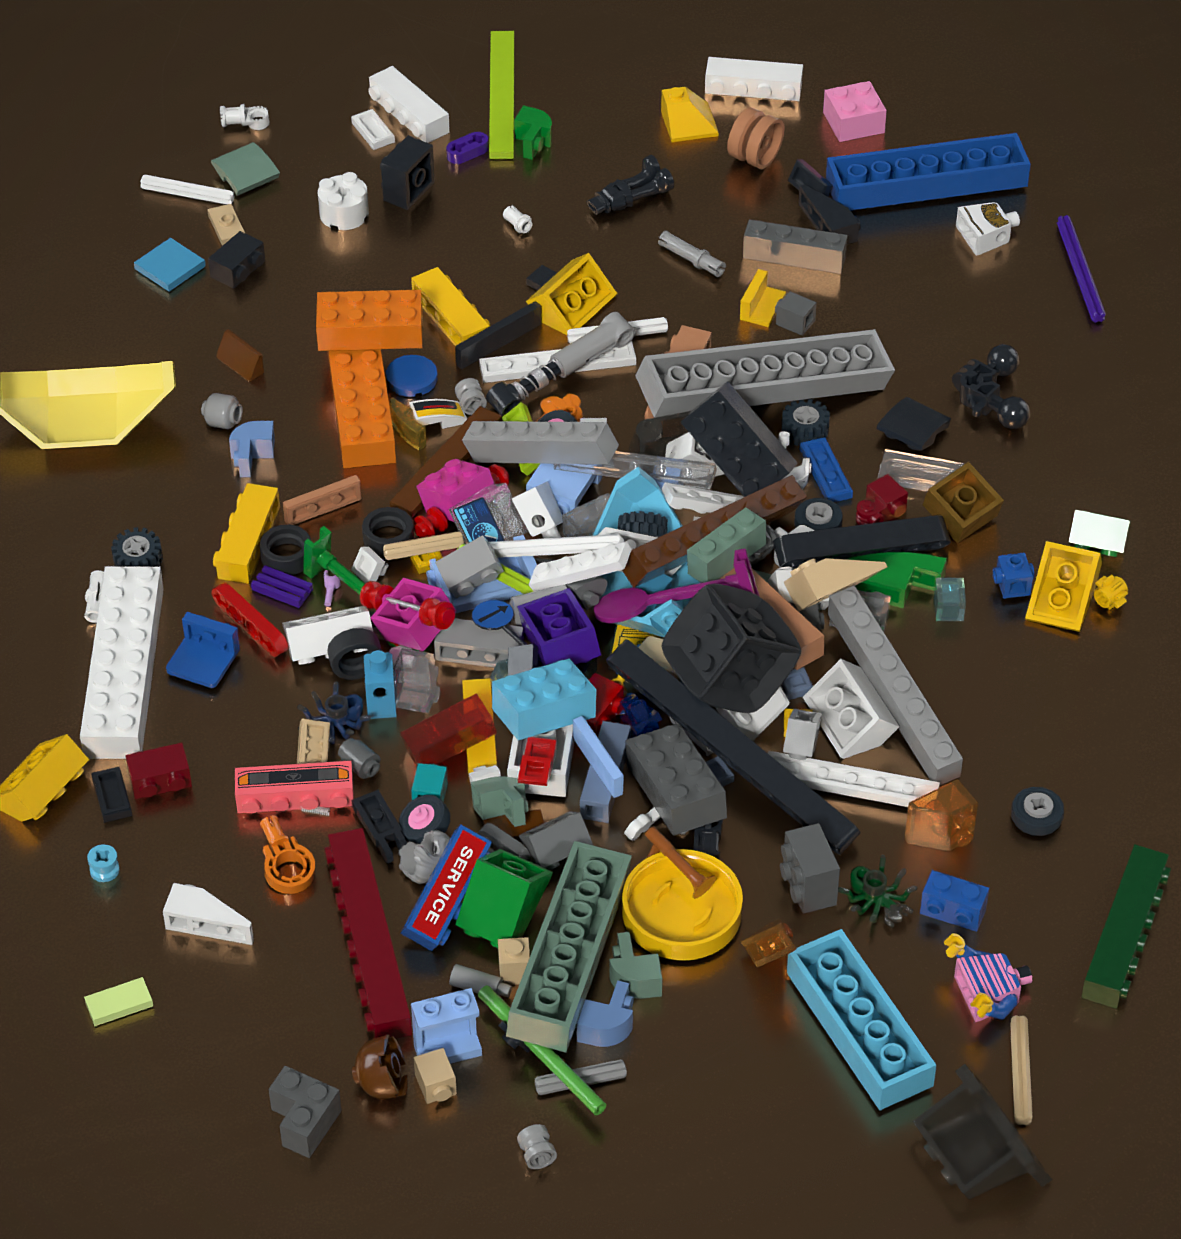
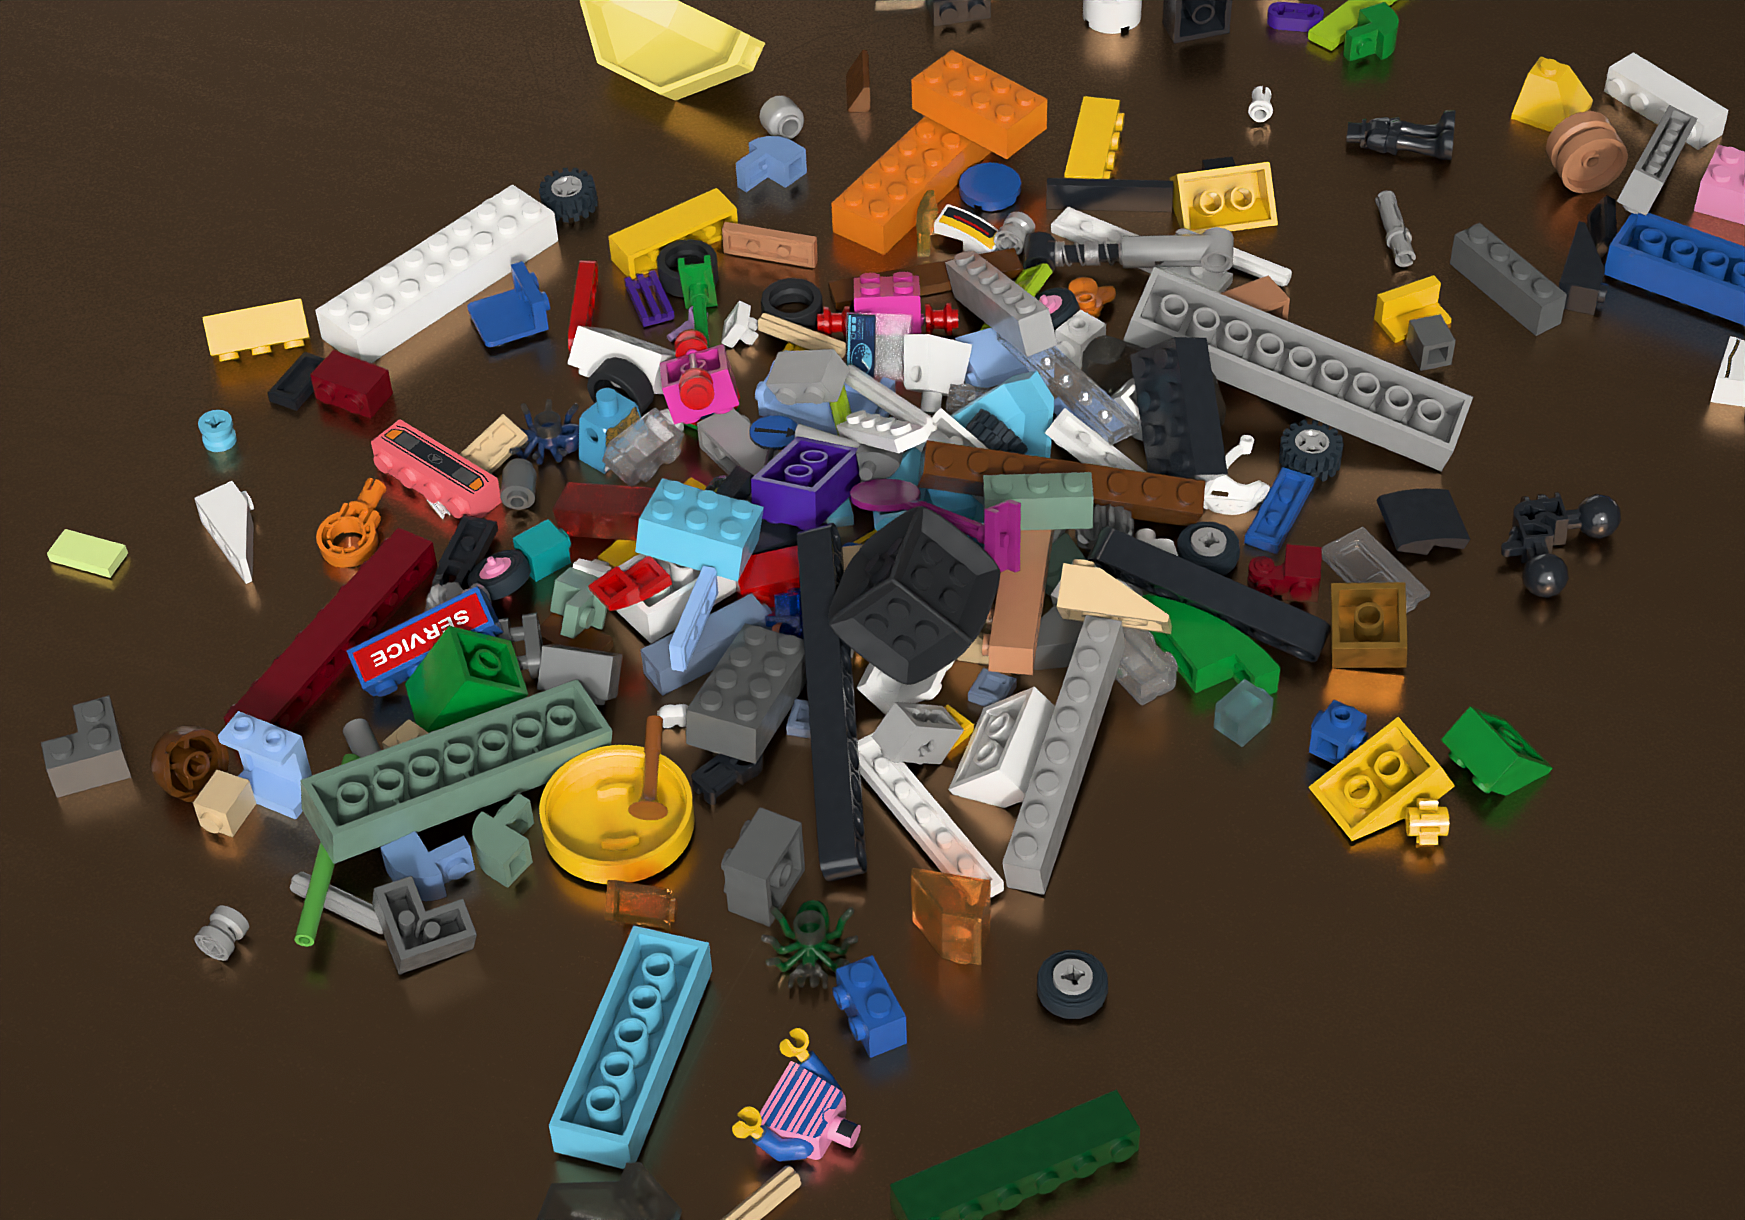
camera: 45 degrees right, 0 degrees up
(658, 1053) = (420, 935): none -> dark grey brick
(808, 119) = (1656, 161): none -> light grey brick

